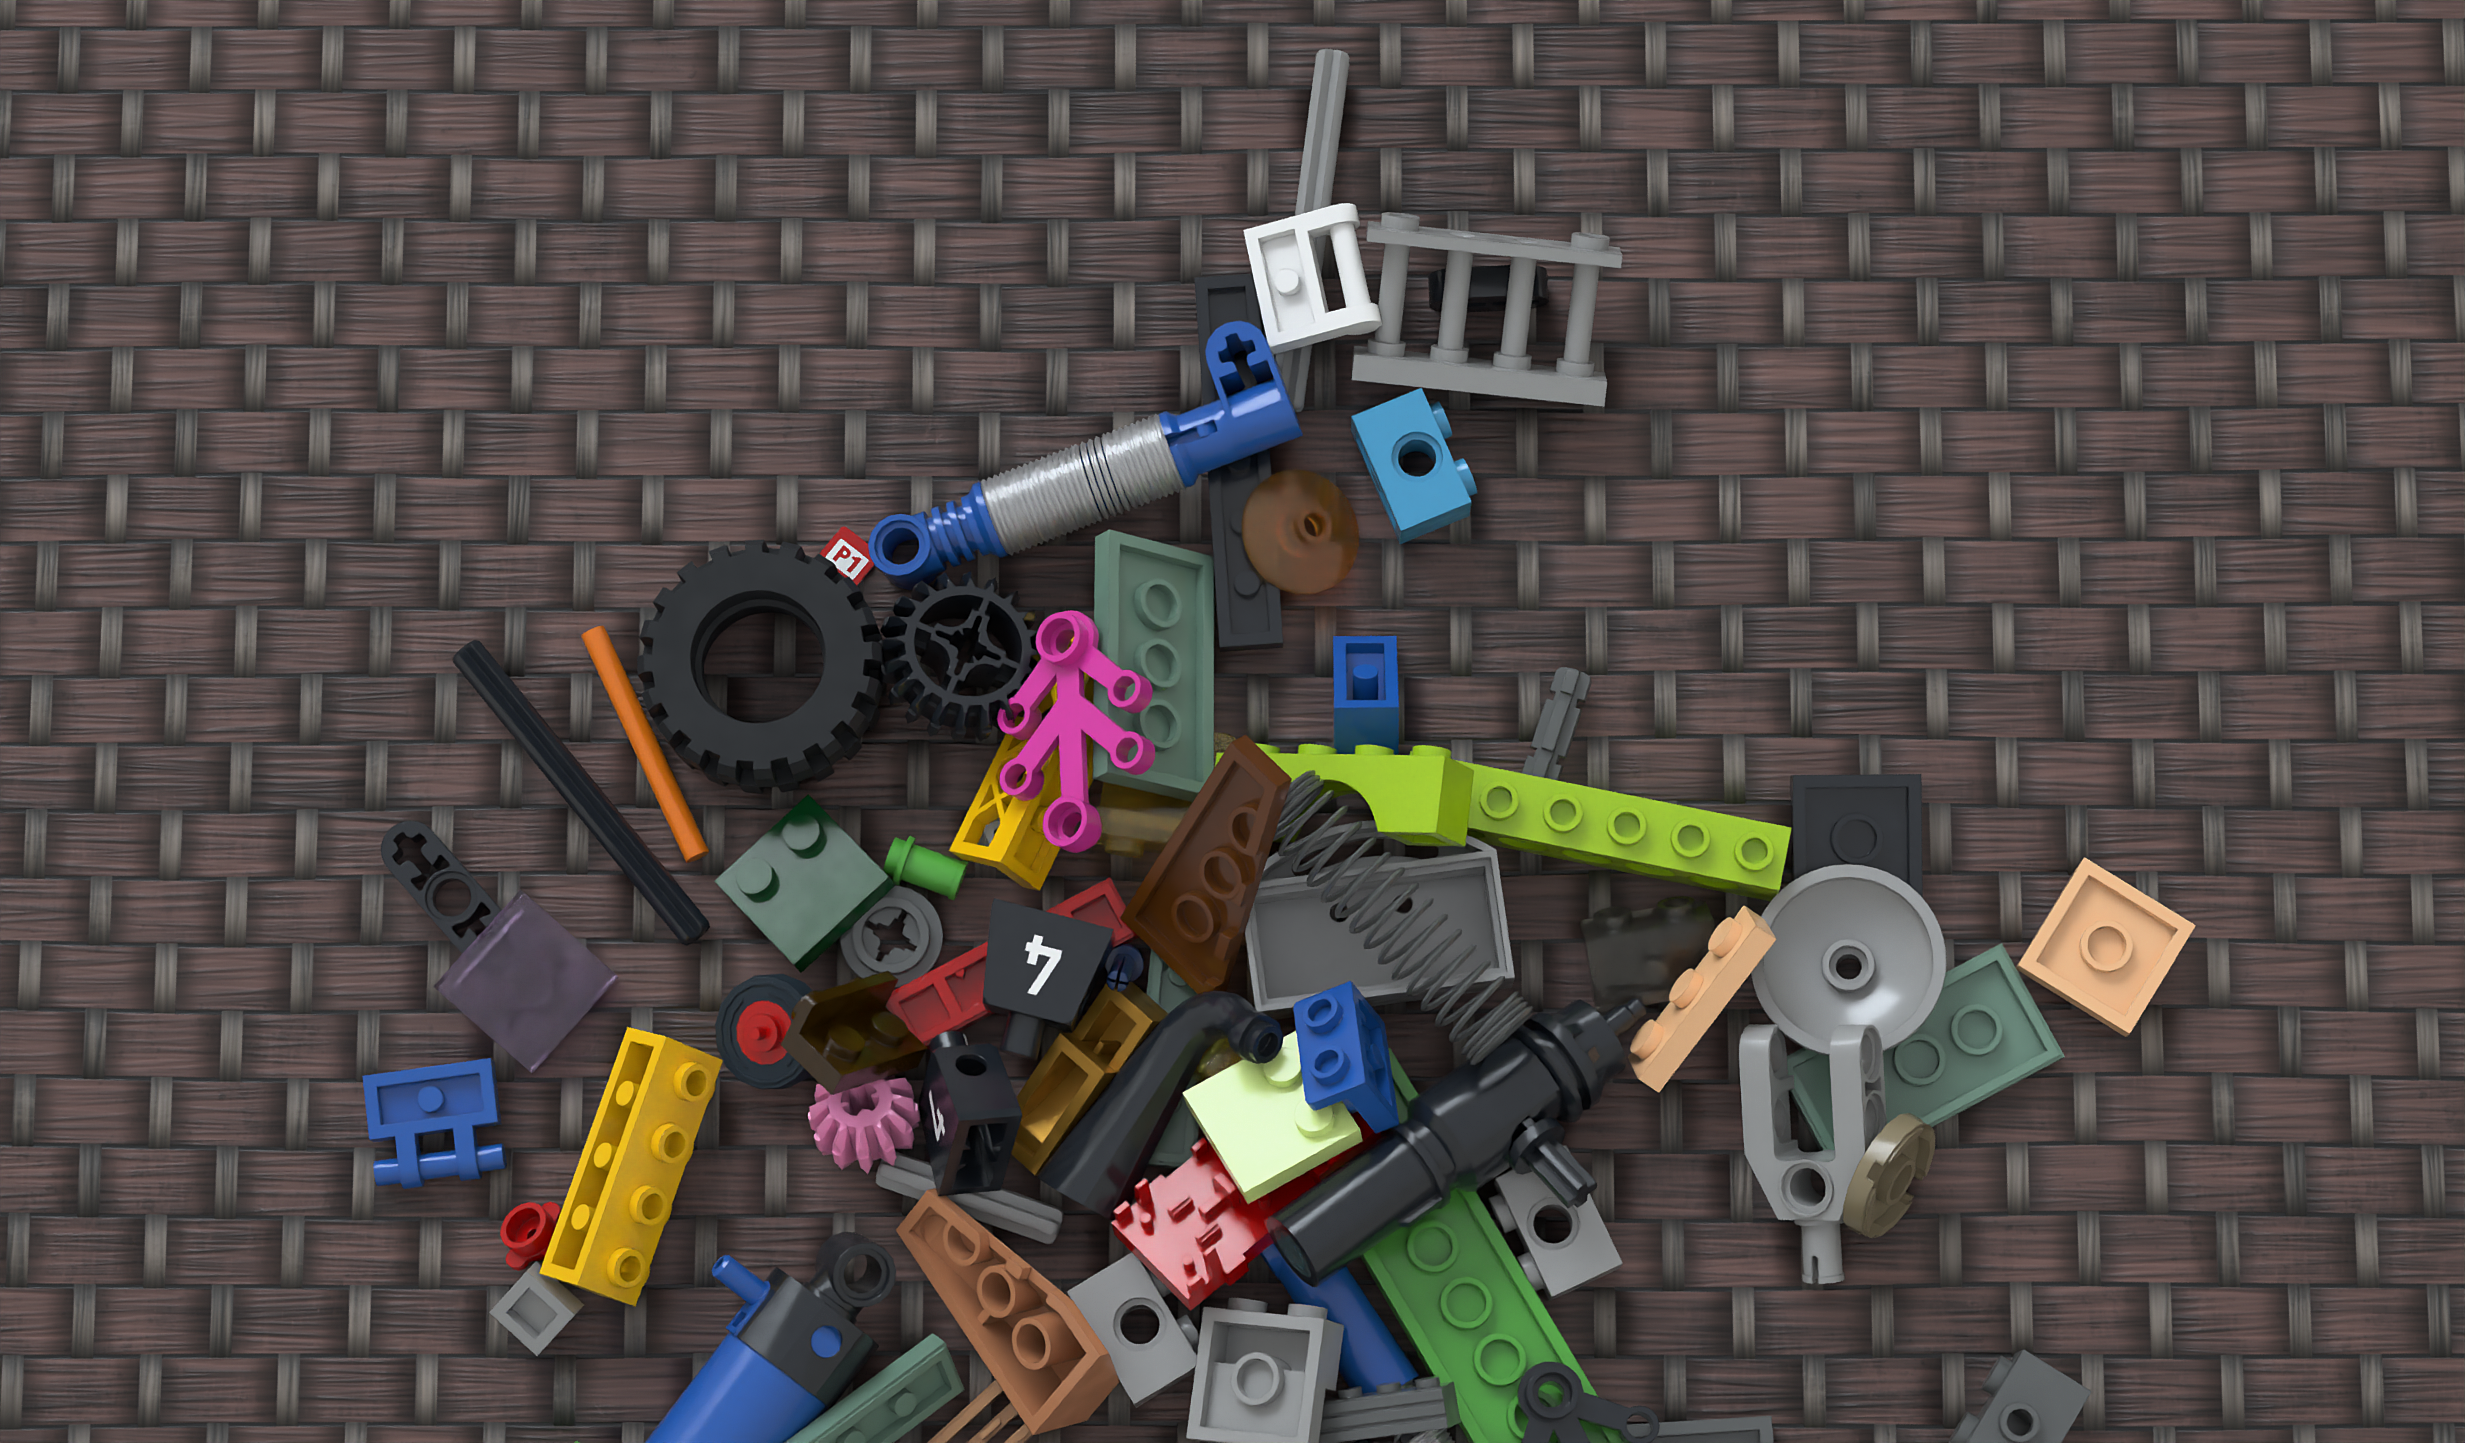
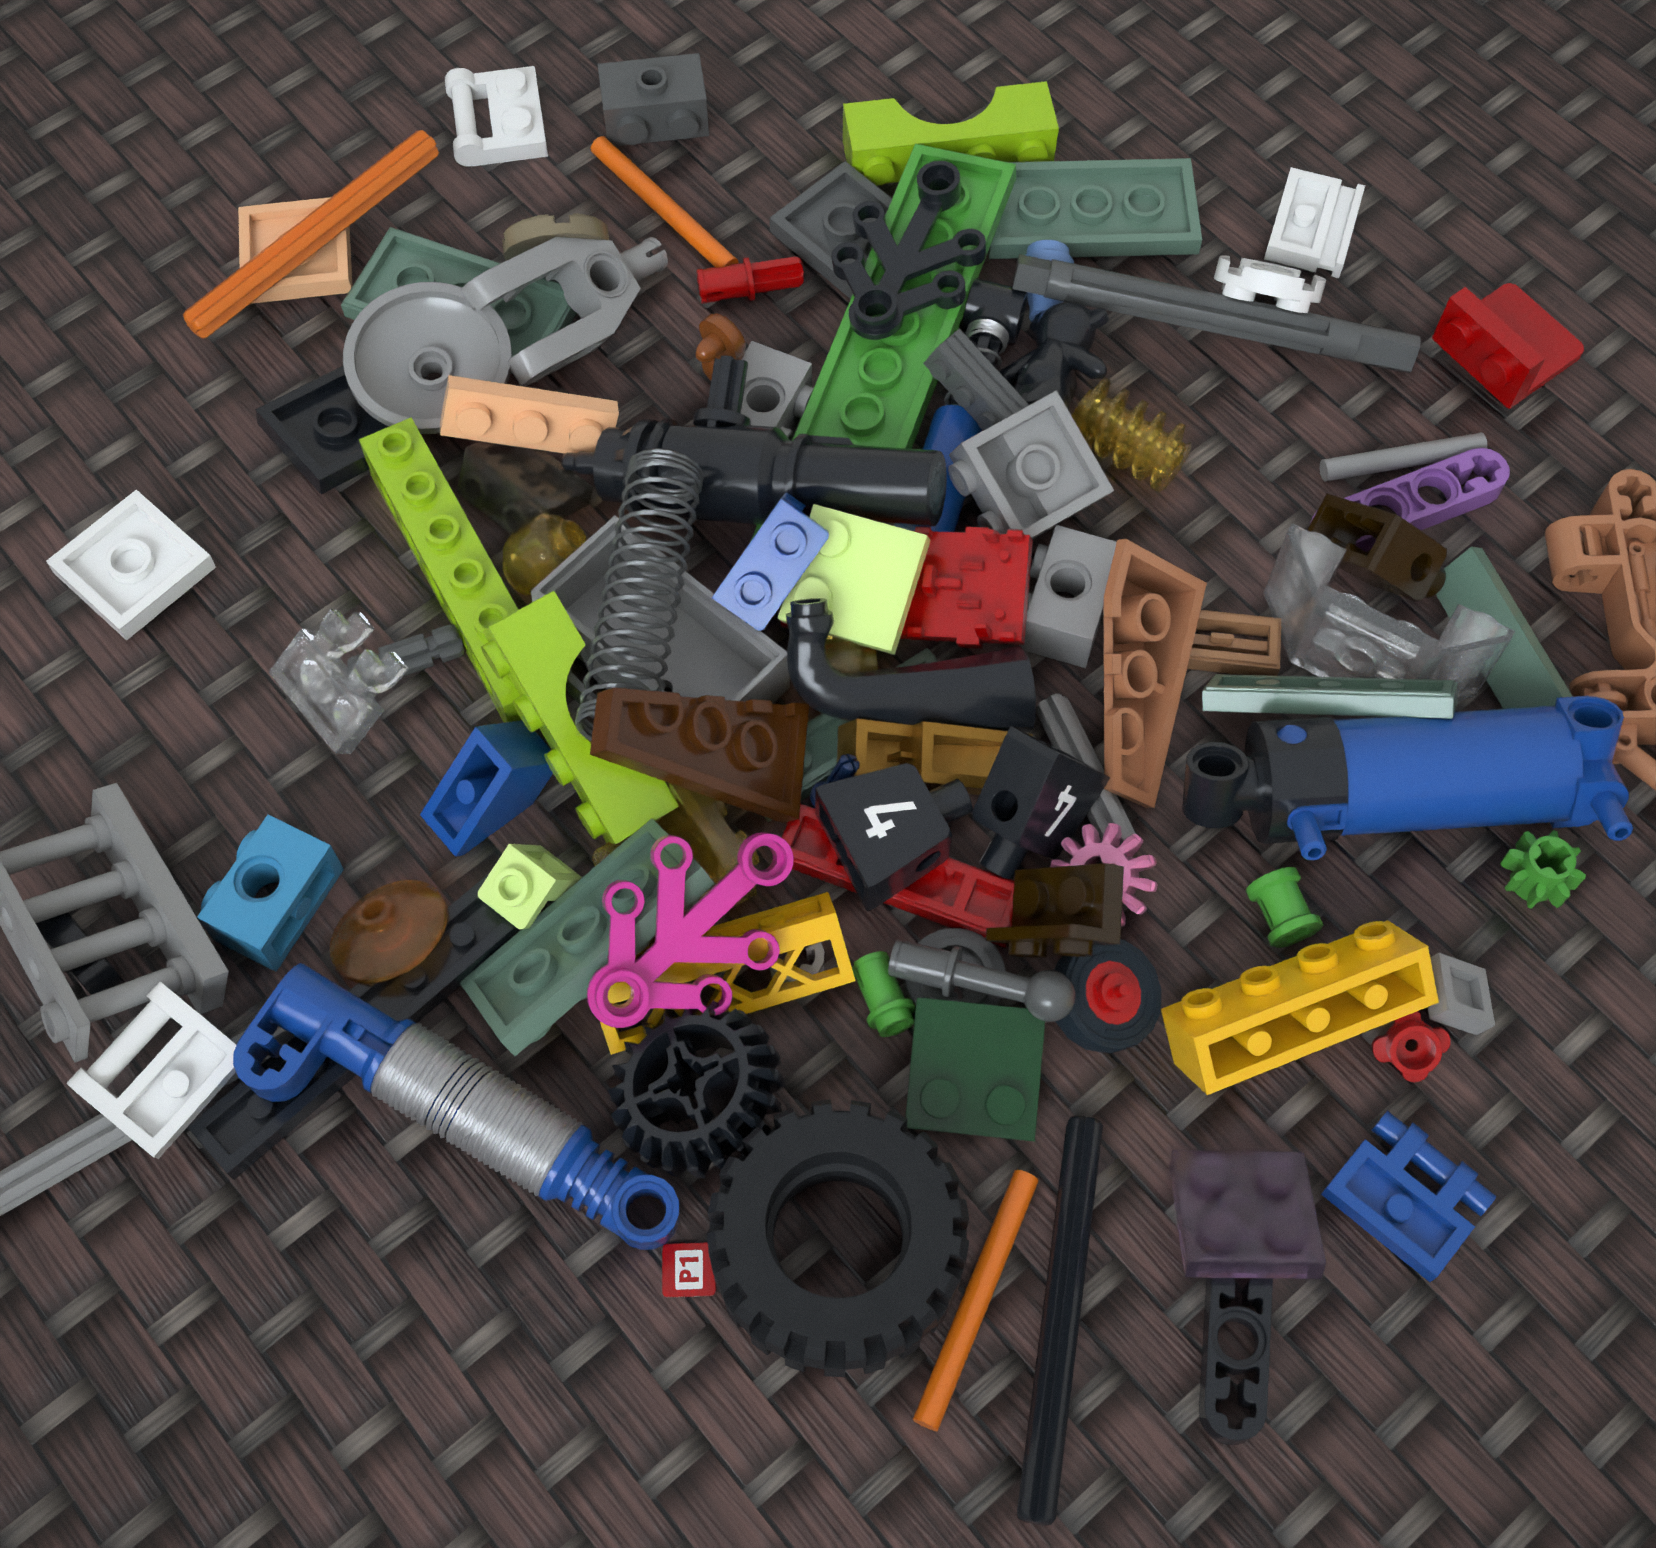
camera: 135 degrees left, 15 degrees down
(712, 1238) = (1284, 907): none -> bright green bush
(805, 969) = (1046, 994): none -> dark grey pin
(1245, 667) = (525, 882): none -> yellowish green bracket
(1548, 908) = (539, 549): none -> clear yellow head
(1570, 637) = (325, 689): none -> clear plate
(1634, 1232) = (719, 339): none -> dark orange piece
(1721, 1345) = (749, 278): none -> red axle
(1843, 565) = (131, 564): none -> white plate
(1886, 1341) = (662, 203): none -> orange bar
(2092, 967) = (310, 234): none -> orange axle
(2128, 1287) = (513, 115): none -> white plate

